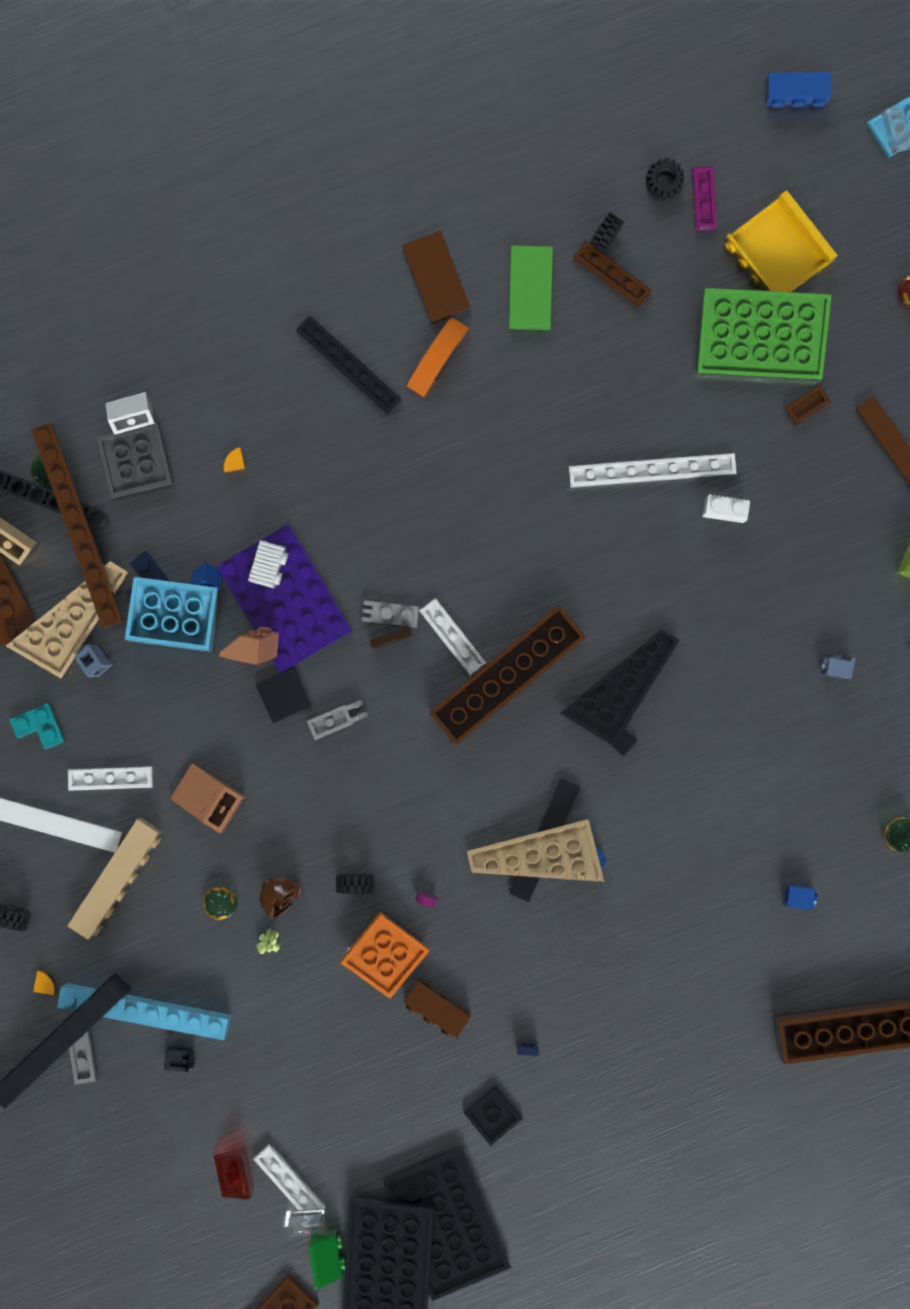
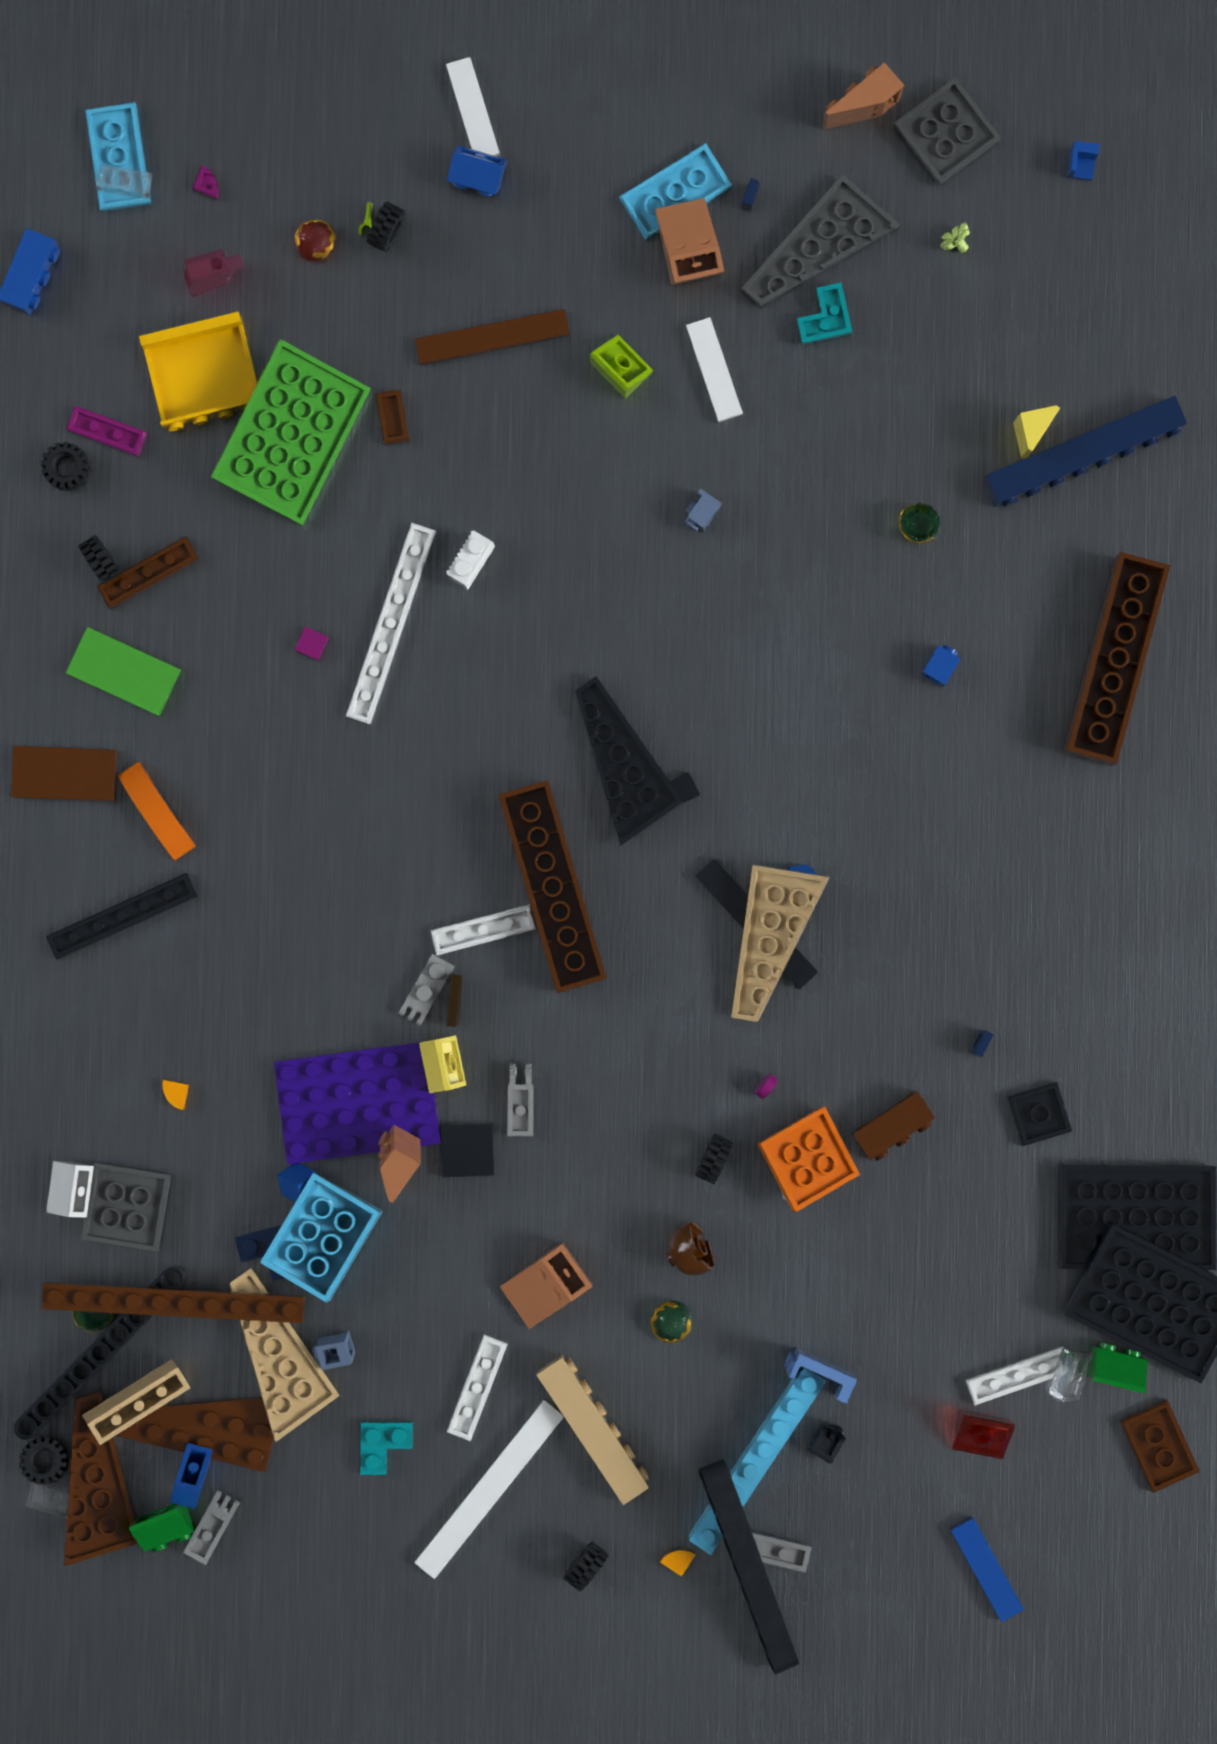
camera: 75 degrees left, 0 degrees up
(134, 1220) = (987, 1569): none -> blue tile
(230, 1052) = (844, 1378): none -> medium blue panel
(268, 564) = (311, 1104): white brick -> none
(268, 942) = (738, 1284): yellowish green plant -> none
(339, 650) = (442, 1064): none -> light yellow slope
(611, 417) = (311, 643): none -> magenta tile
(858, 221) = (201, 273): none -> clear pink torso

